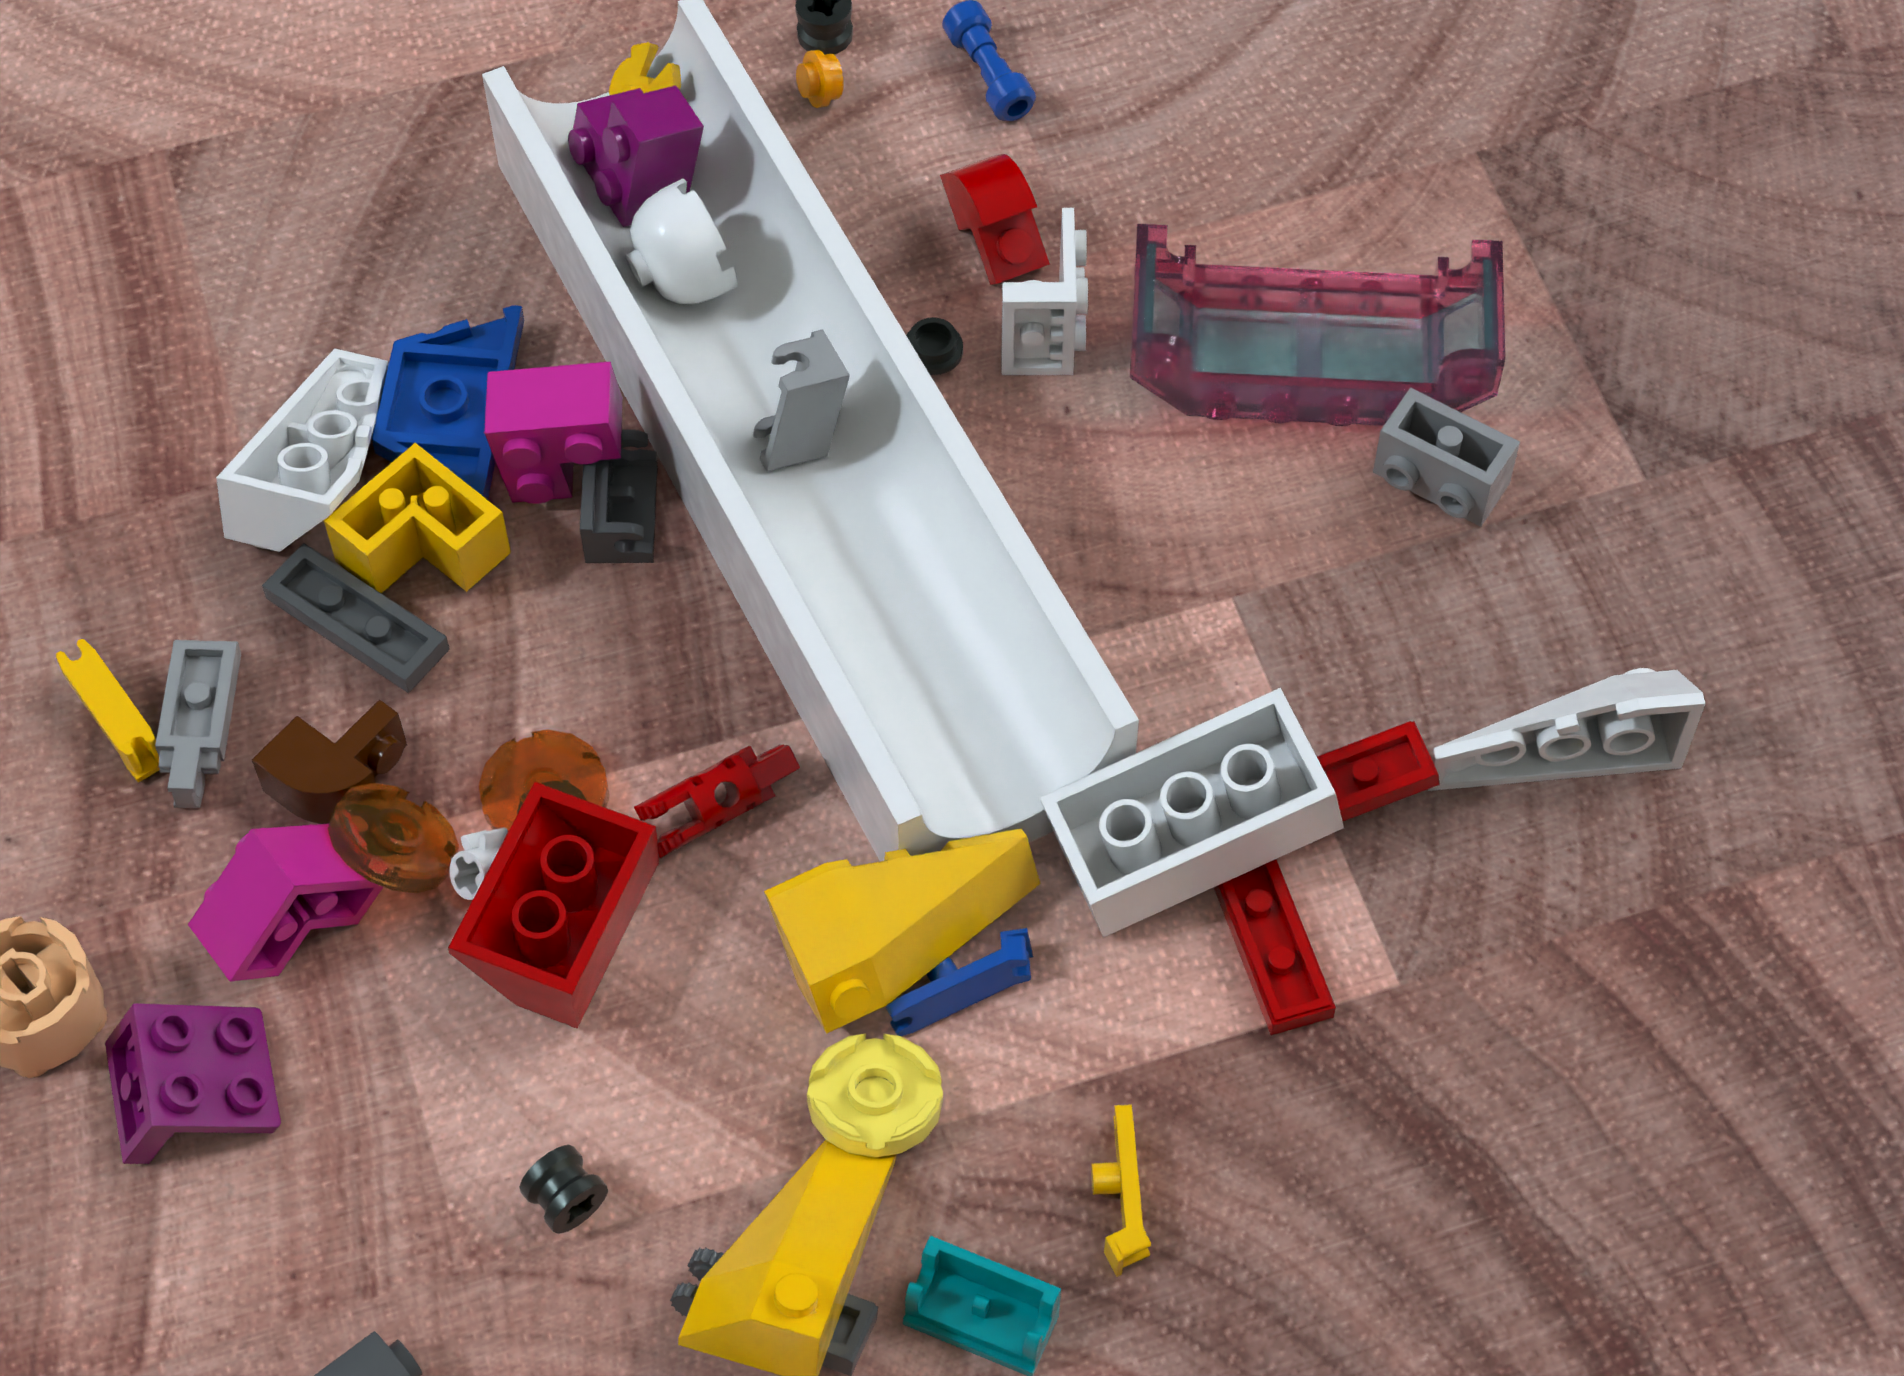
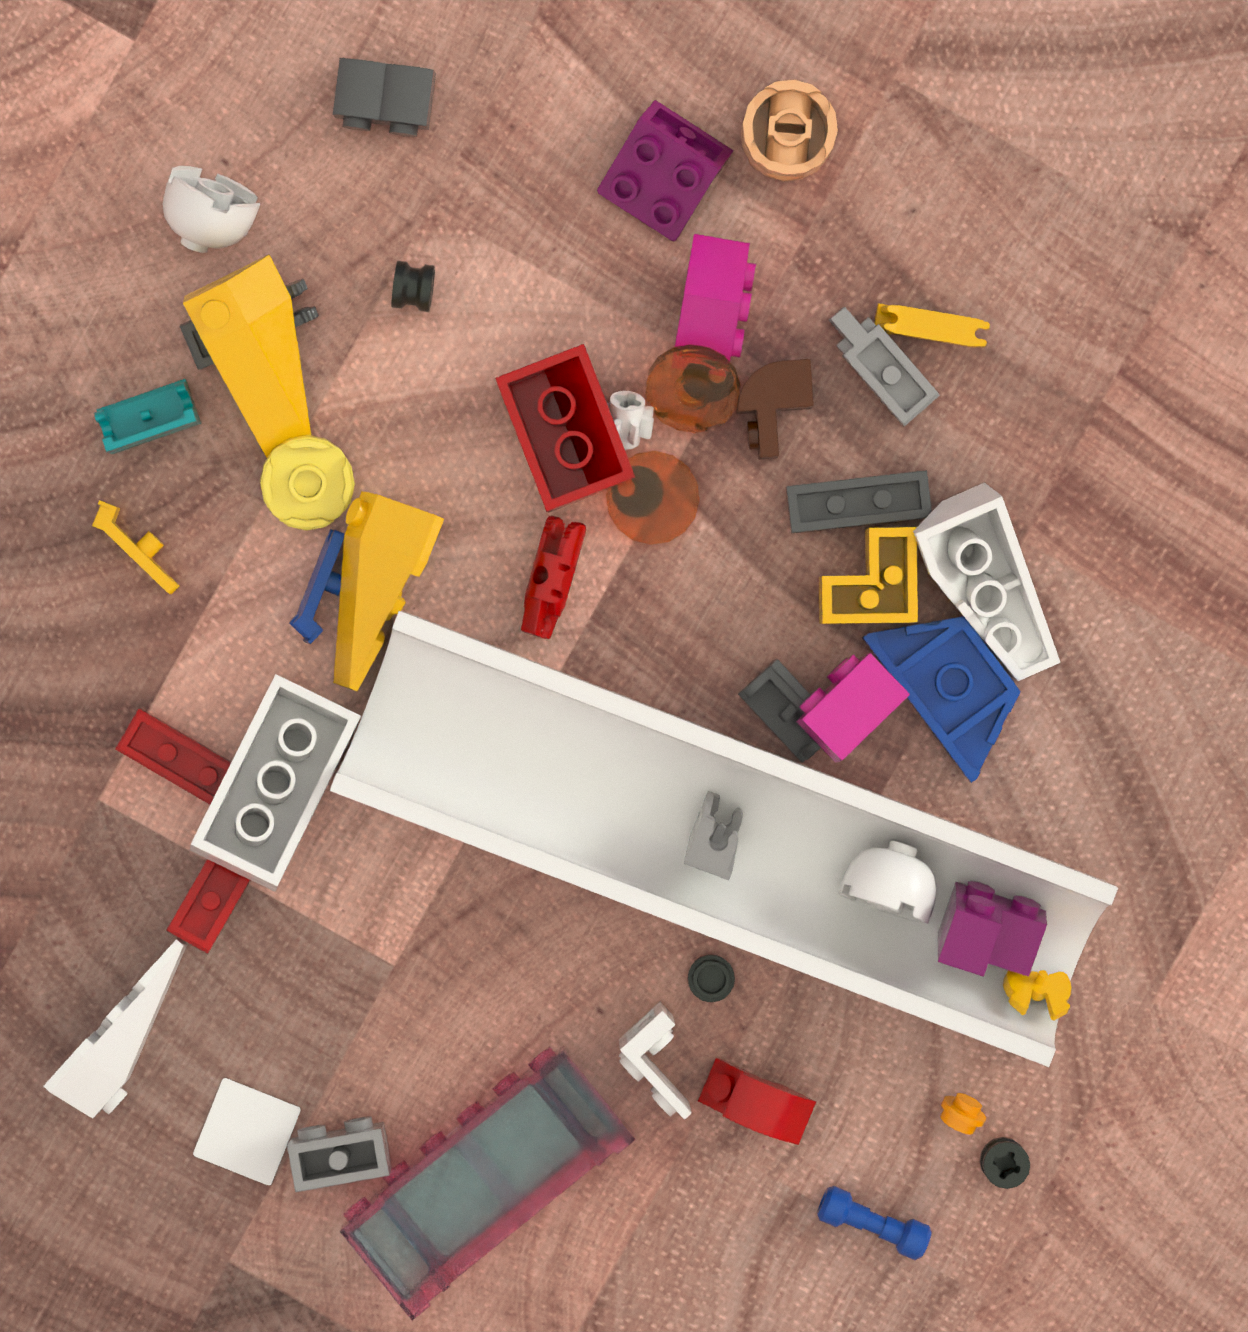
camera: 140 degrees right, 30 degrees up
(1522, 571) = (246, 1131): none -> white sticker

